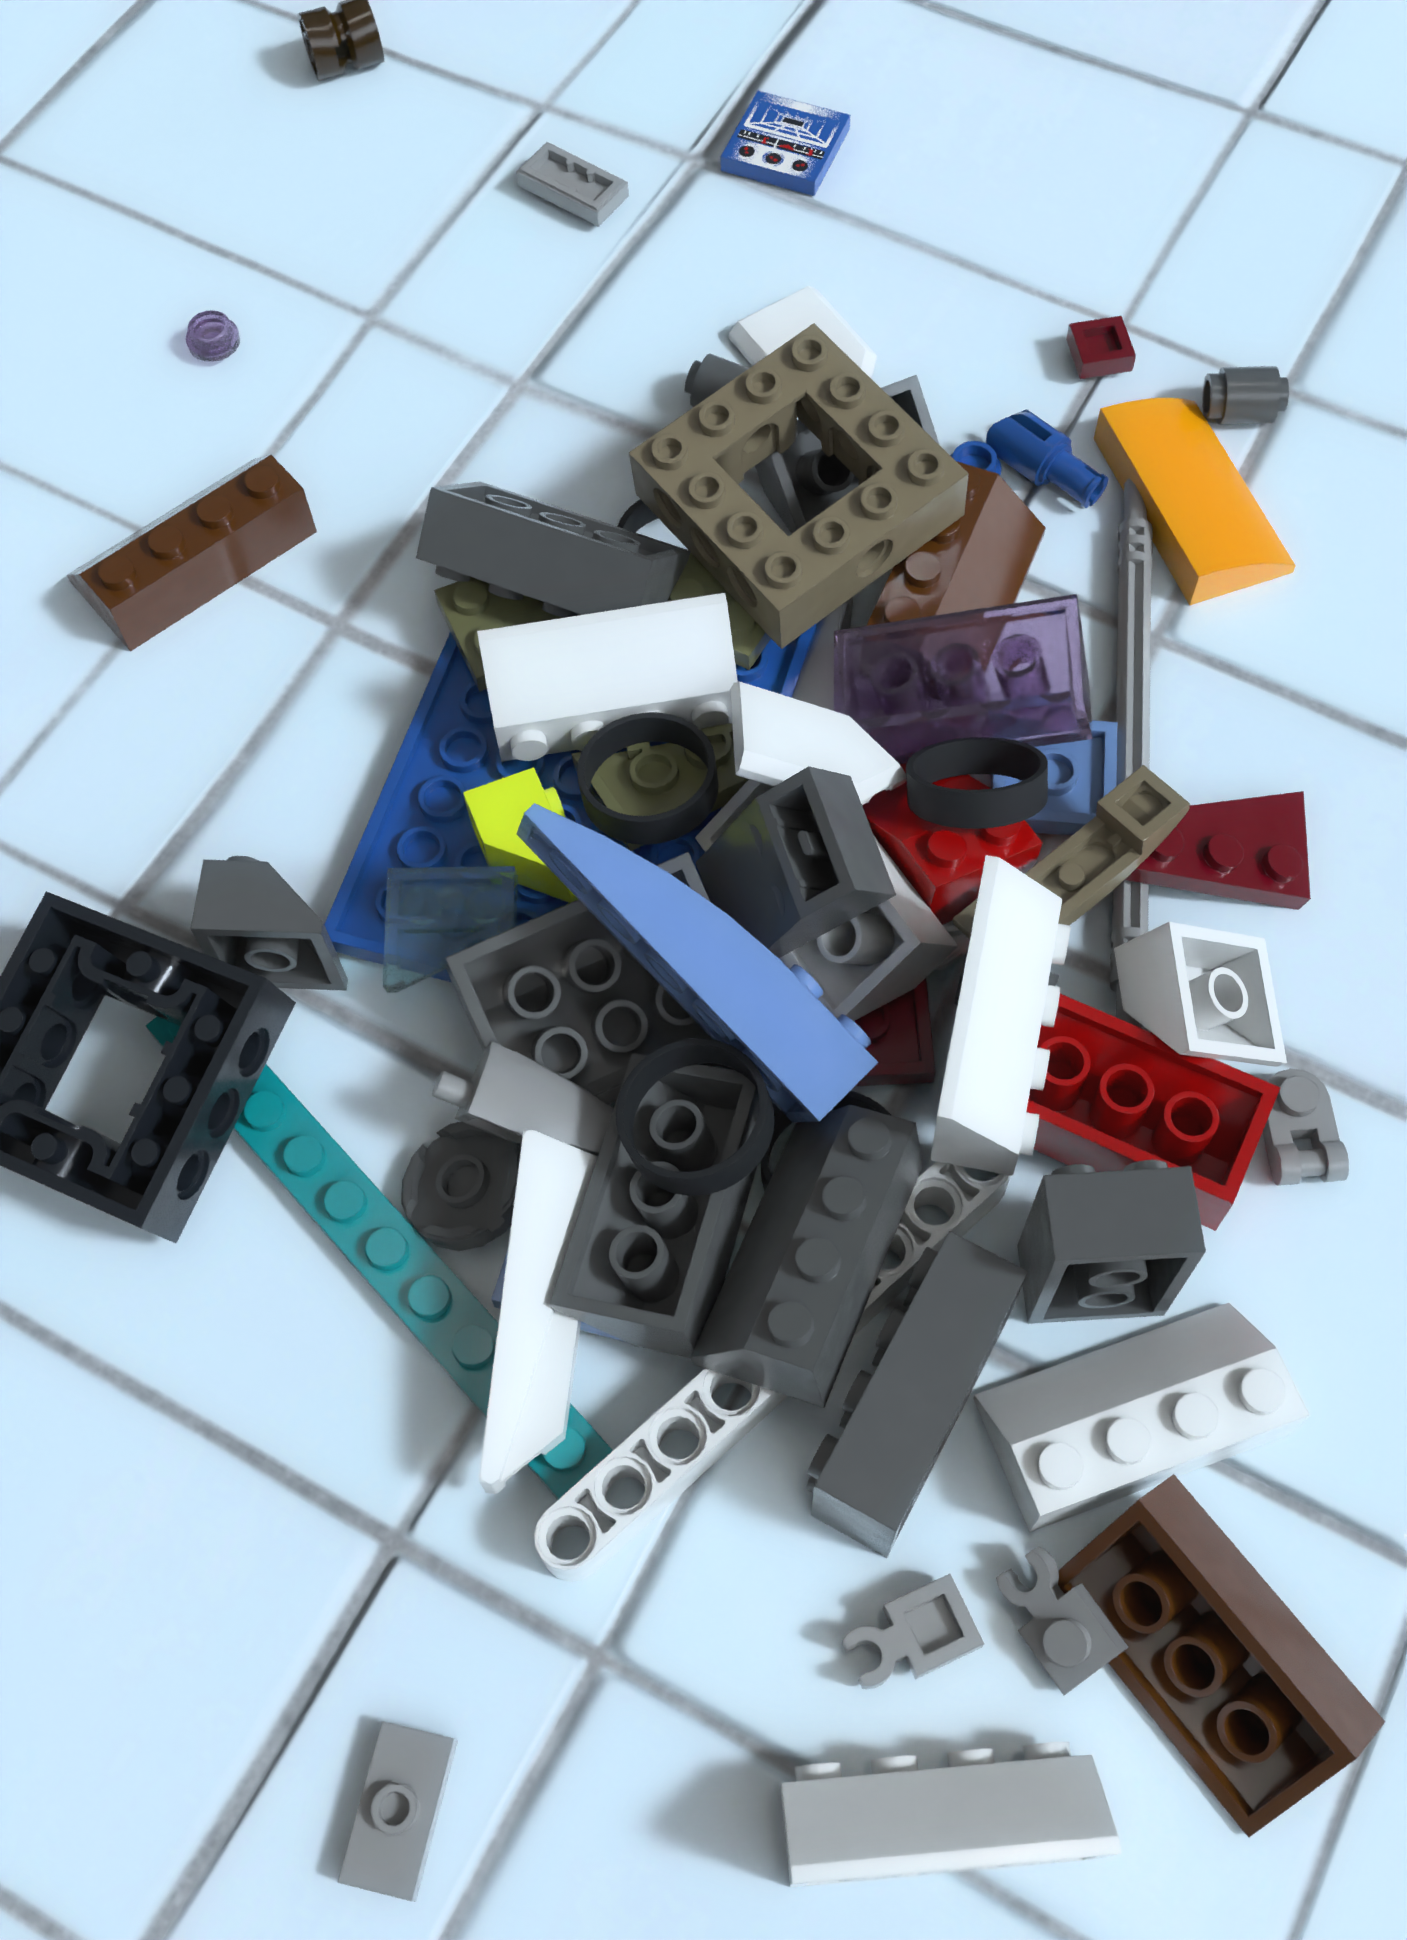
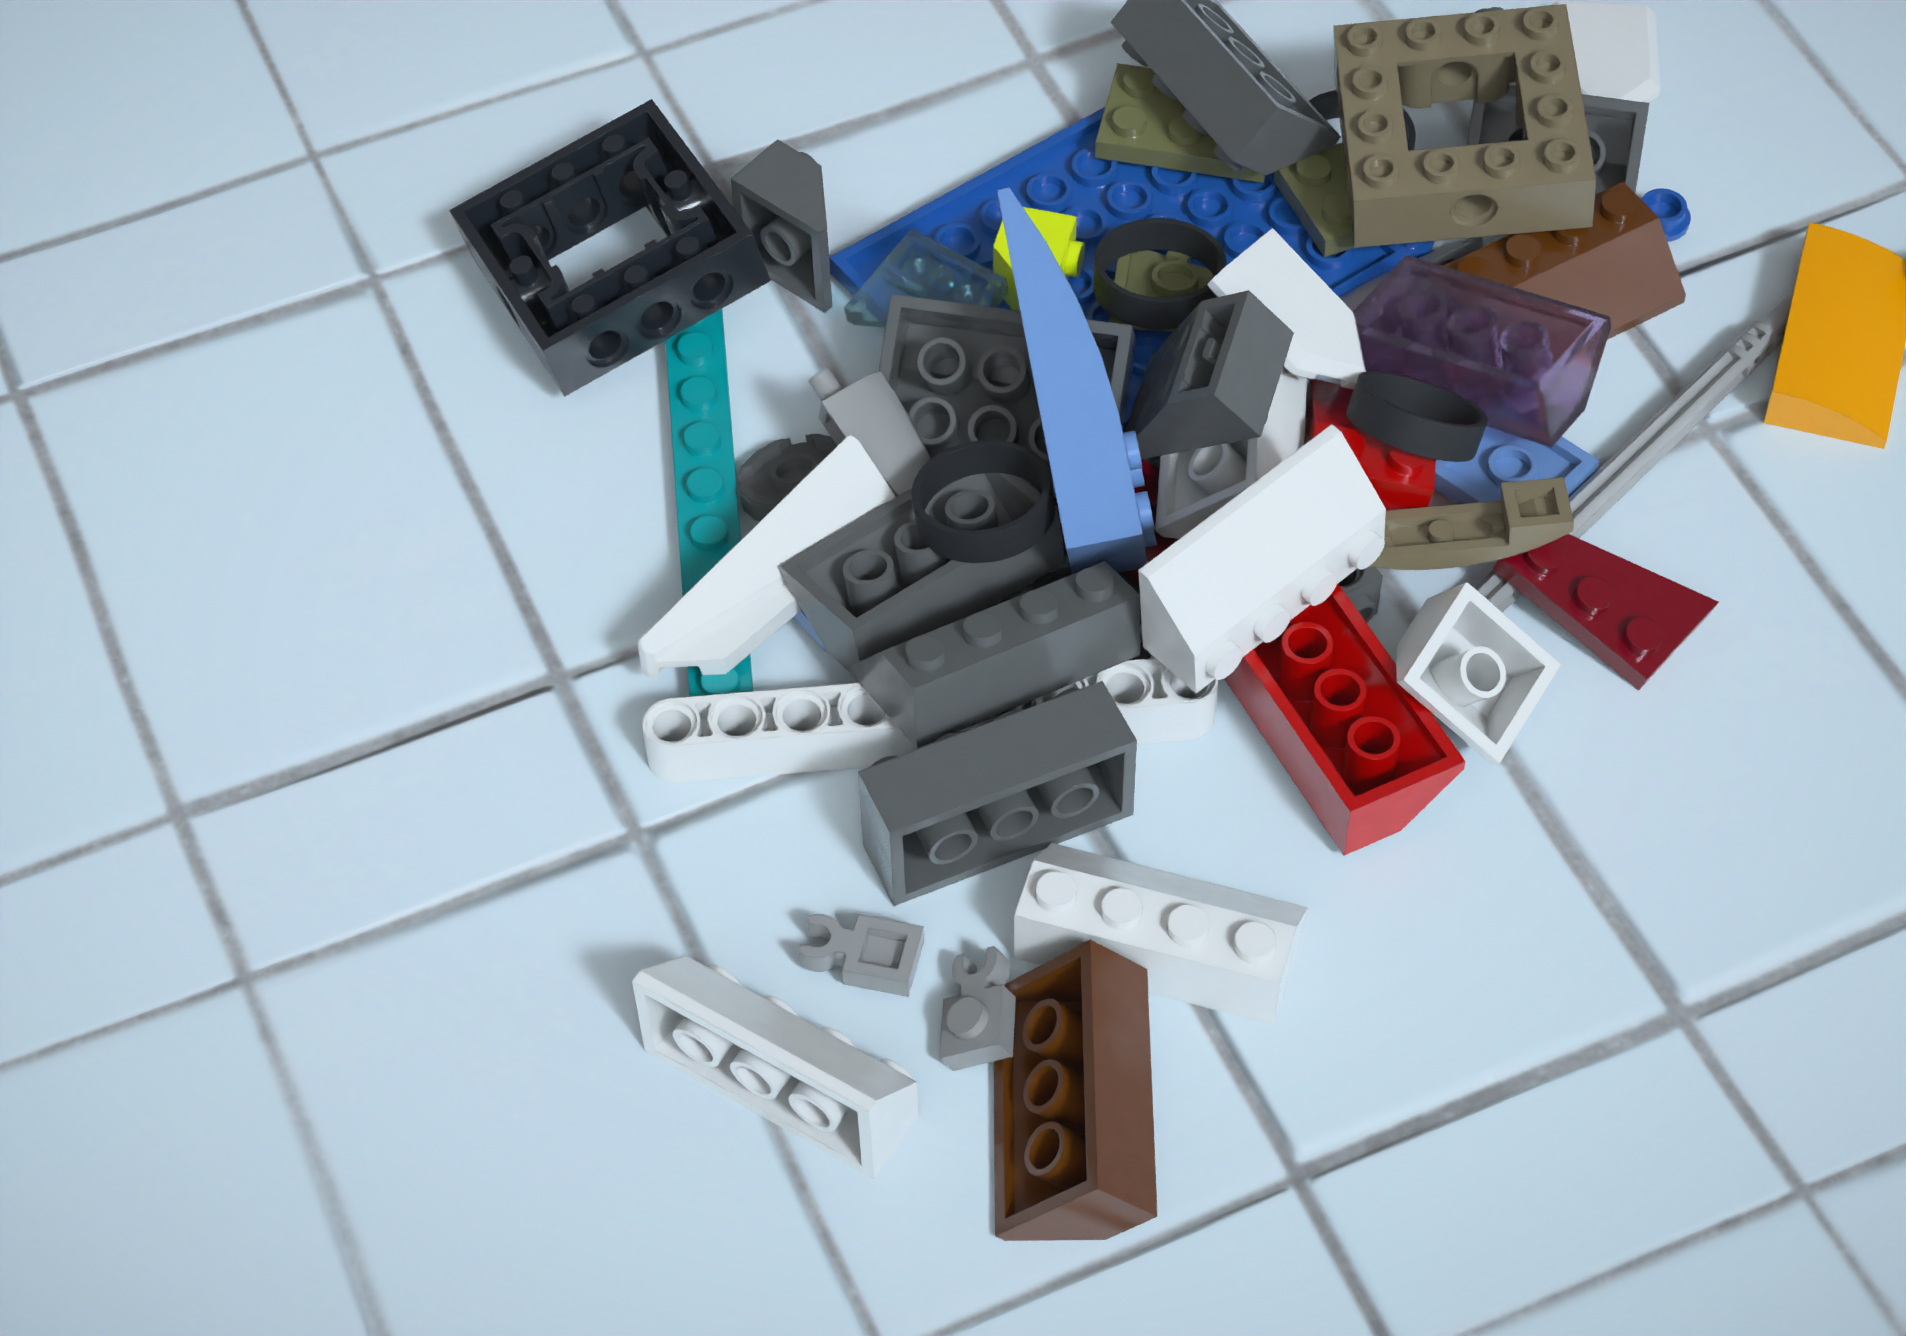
camera: 35 degrees right, 10 degrees down
(398, 1811) = (424, 828): light grey plate -> none
(575, 674) = (1165, 165): white slope -> none
(1044, 456) = (1730, 237): blue arm -> none
(1100, 347) = (1866, 182): dark red plate -> none
(1109, 1242) = (1220, 773): dark grey brick -> none
(1303, 1112) = (1488, 814): light grey plate -> none

